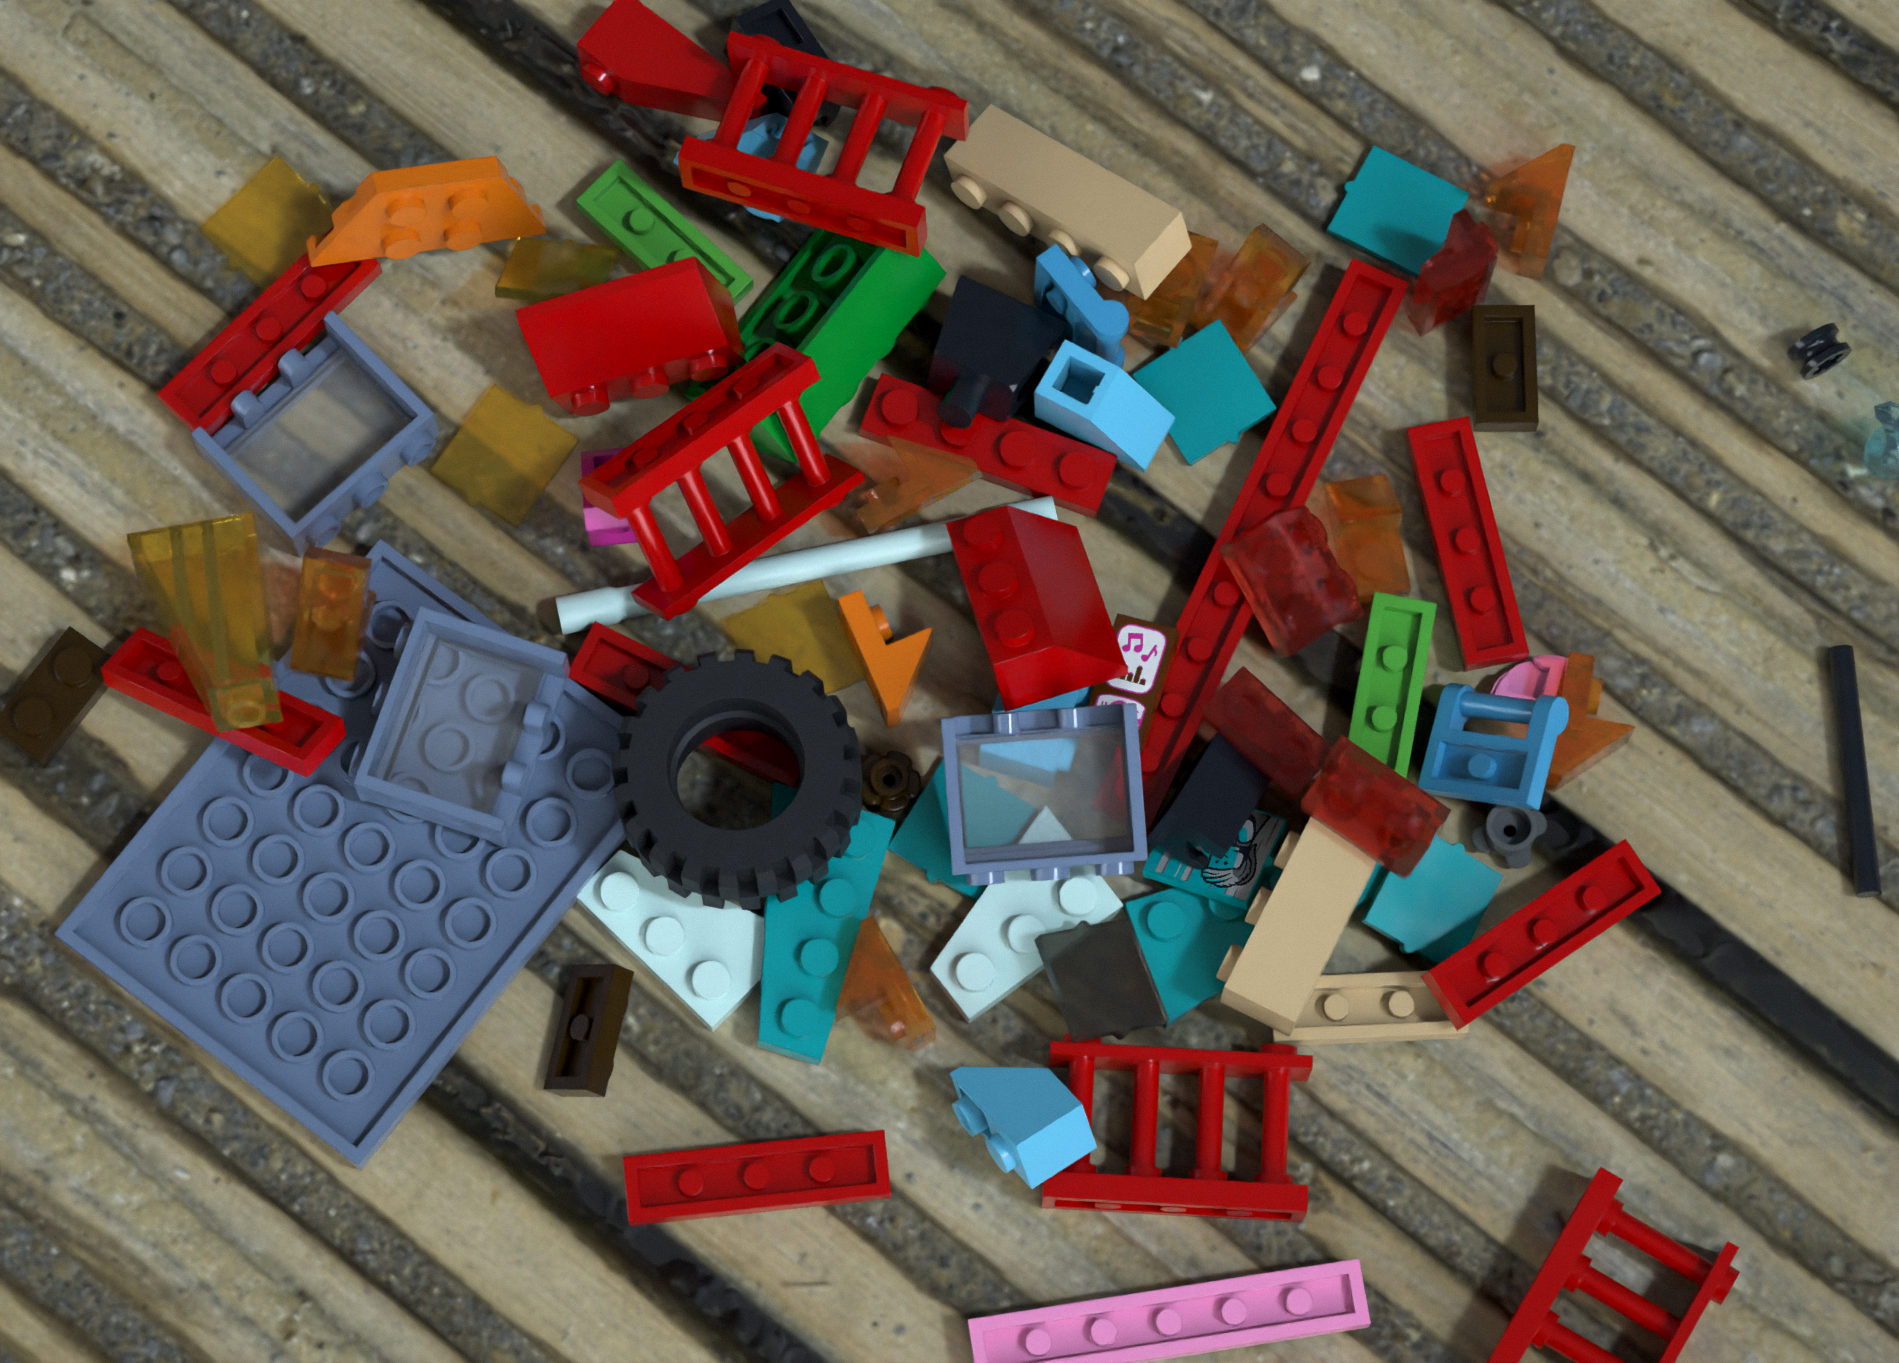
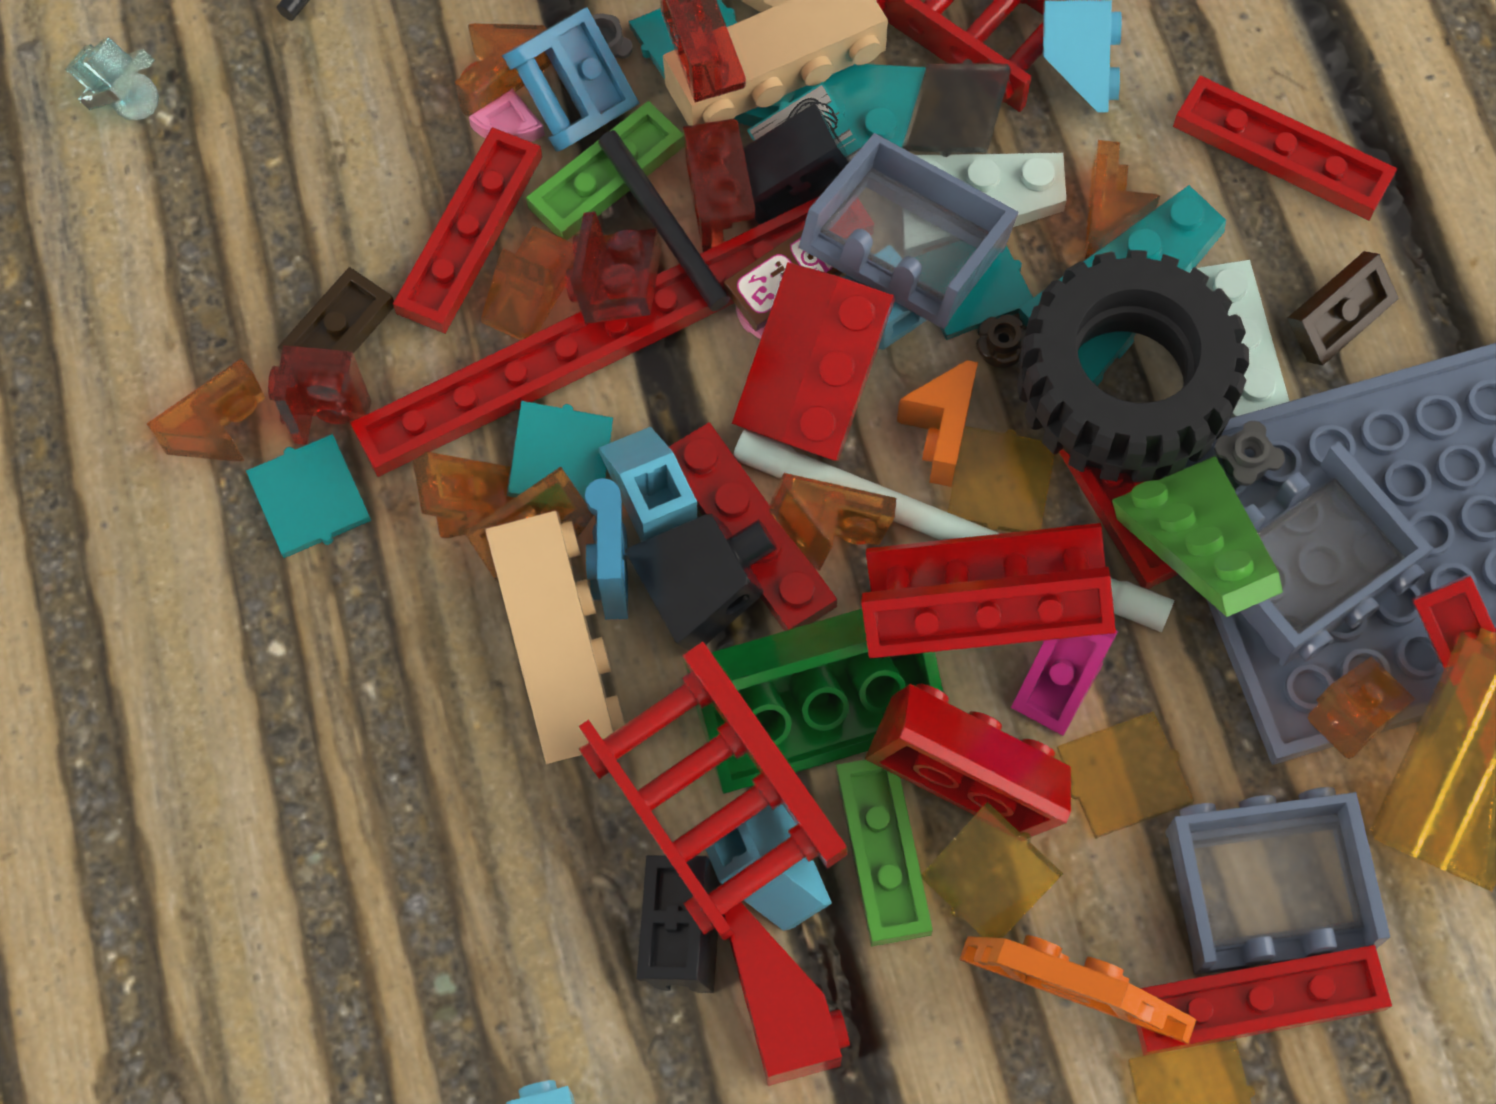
camera: 140 degrees left, 5 degrees down
(563, 638) = (1202, 535): none -> bright green wing
(585, 812) = (1248, 469): none -> dark grey plate
(1288, 661) = (664, 221): none -> black bar
(1819, 351) = (115, 191): black bush -> none

